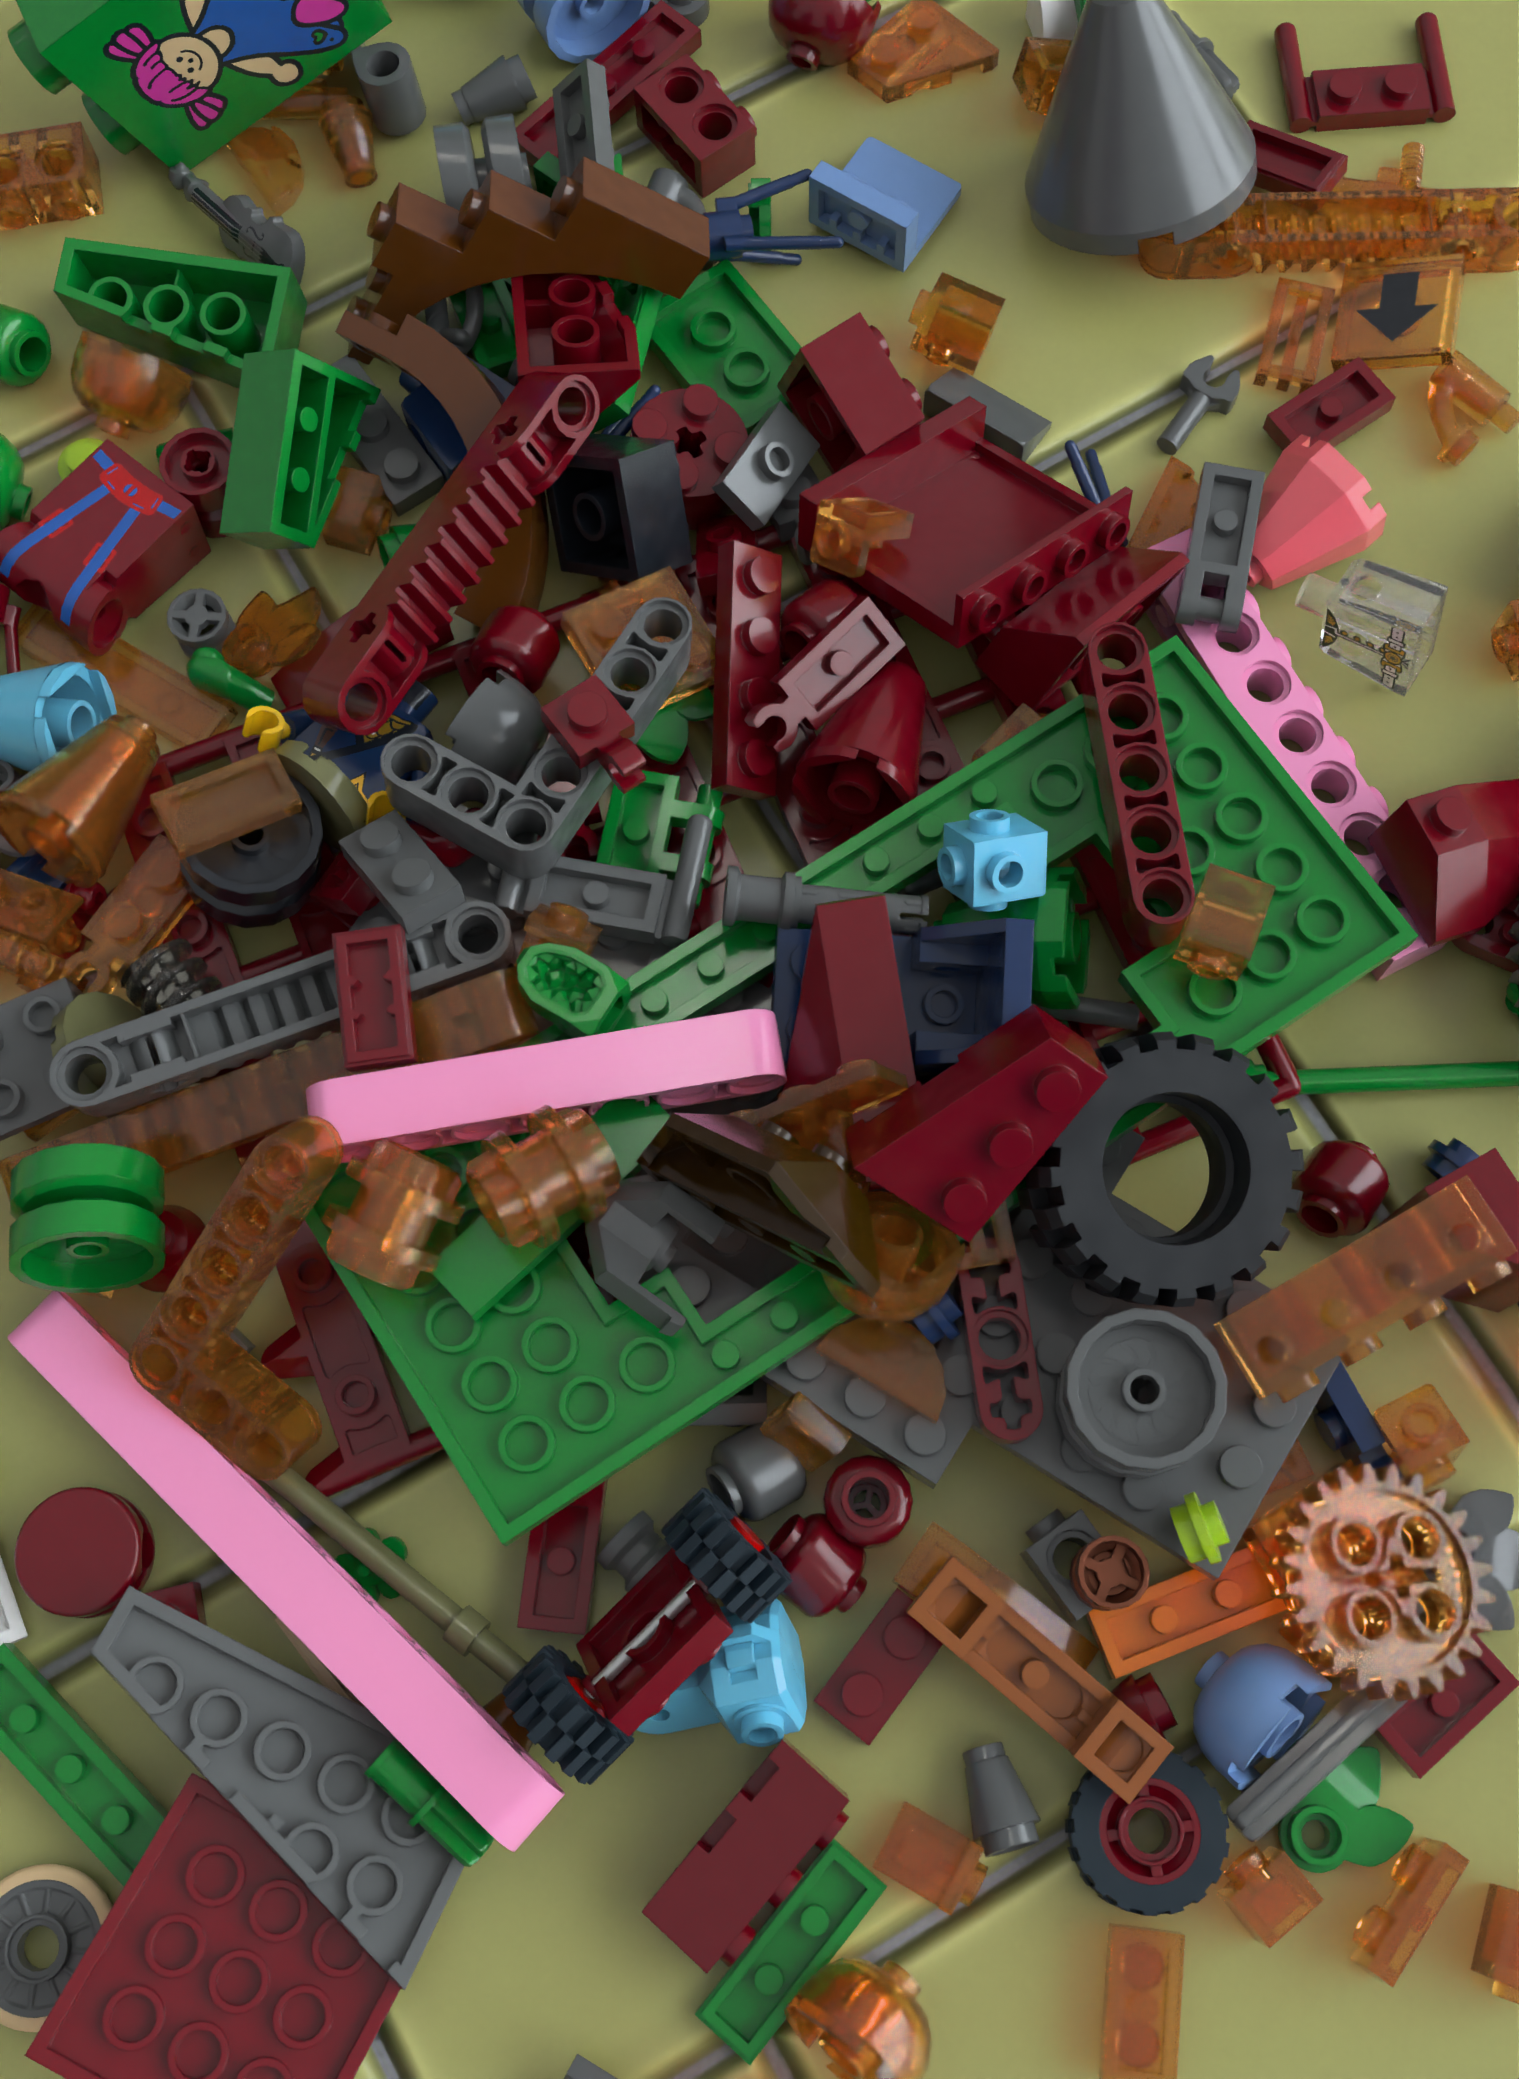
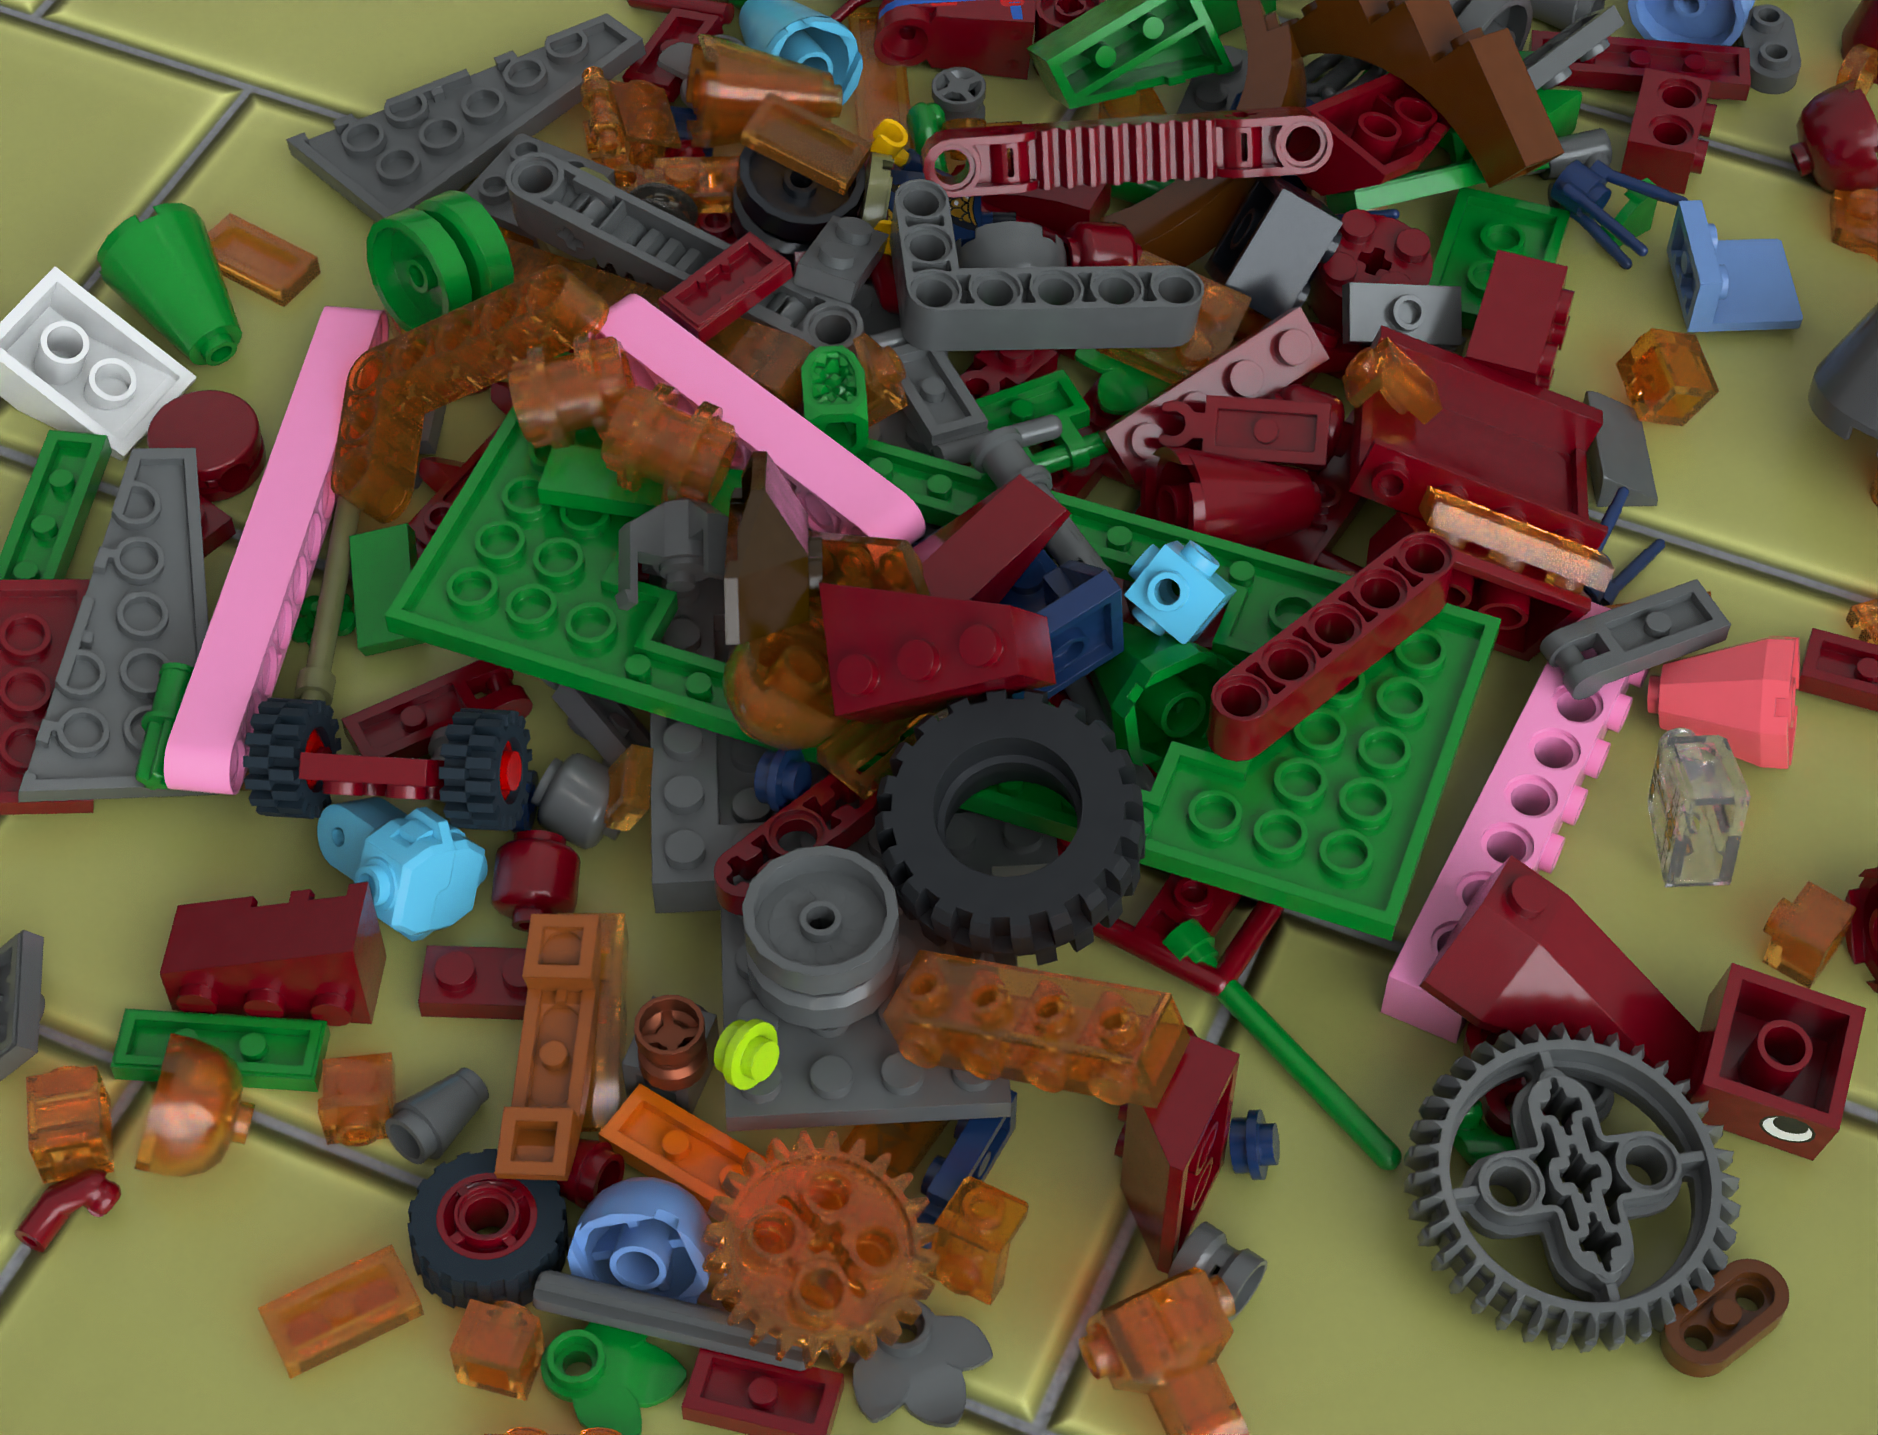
camera: 50 degrees right, 20 degrees down
(394, 1494) = (379, 569): none -> green tile
(594, 727) = (1044, 283): dark red plate -> none
(877, 1478) = (611, 875): dark red head -> none
(892, 1360) = (721, 786): clear orange tile -> none
(1104, 565) = (1515, 542): none -> clear orange plate
(1200, 400) = (1788, 586): dark grey bar -> none
(1223, 924) = (1265, 766): clear orange brick -> none

